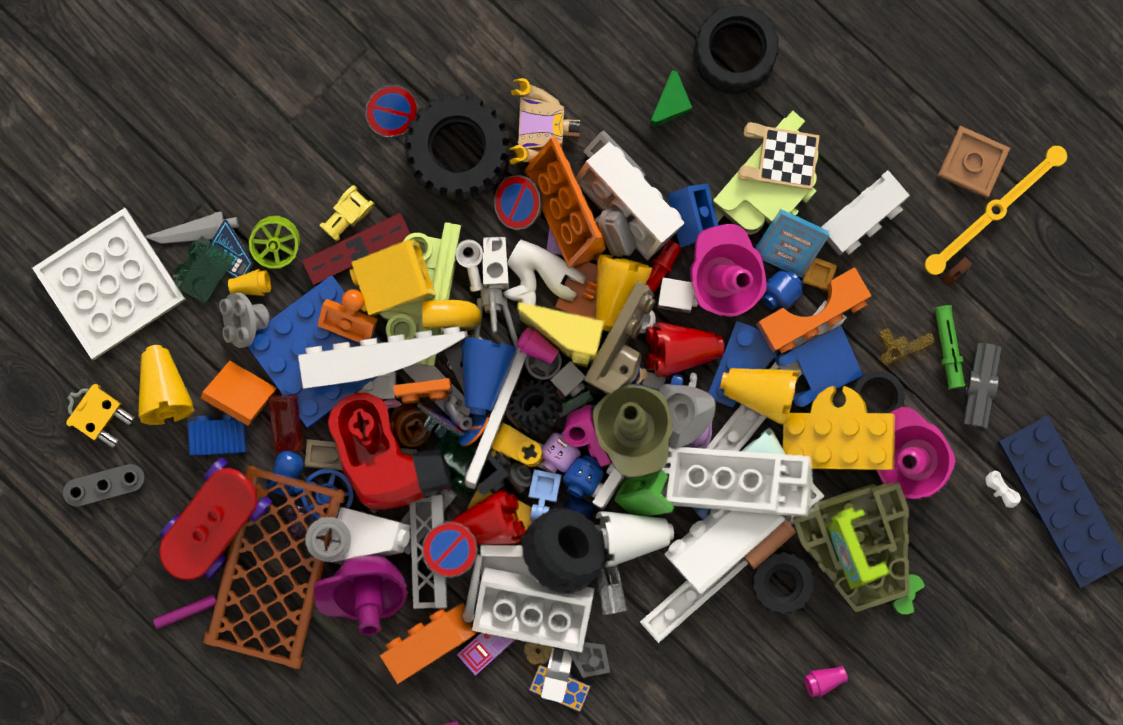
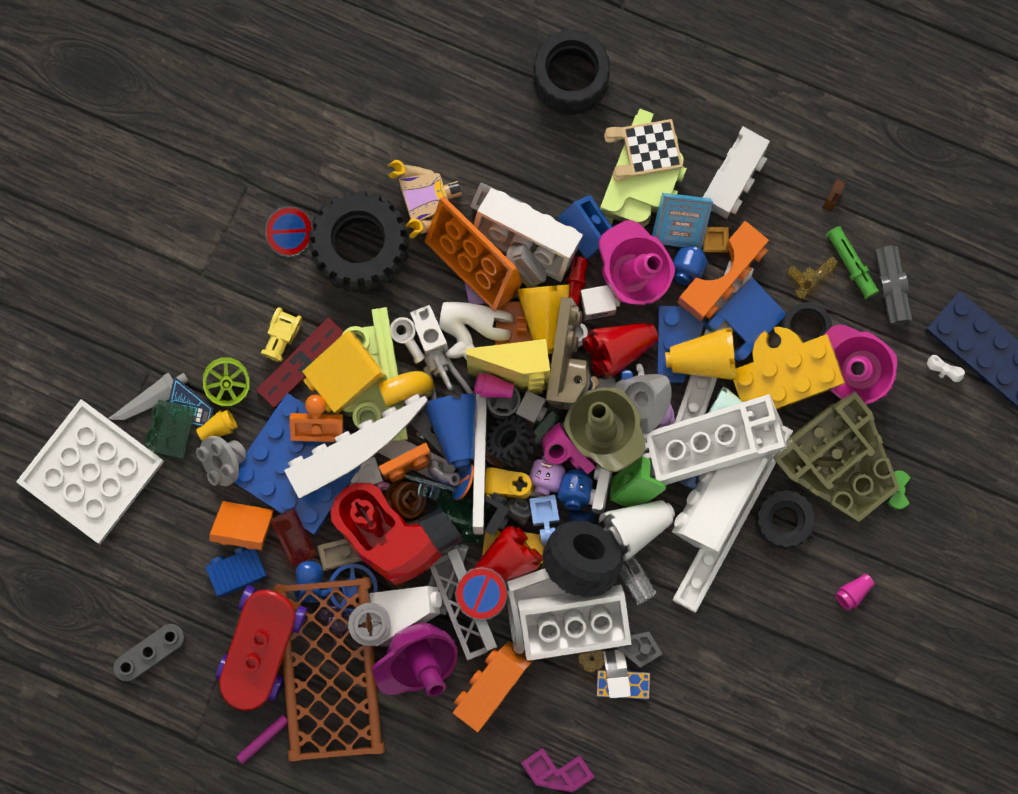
camera: 20 degrees left, 5 degrees down
(92, 410) = (114, 590): yellow piece -> none
(161, 388) = (171, 547): yellow cone -> none
(483, 651) = (543, 676): medium lavender tile -> none
(518, 202) = (429, 270): piece -> none
(673, 102) = (533, 137): green slope -> none
(769, 544) = (761, 488): nougat pin -> none
(850, 552) = (835, 466): lime panel -> none
(973, 162) = (812, 97): medium nougat tile -> none
(1054, 157) = (813, 194): yellow piece -> none

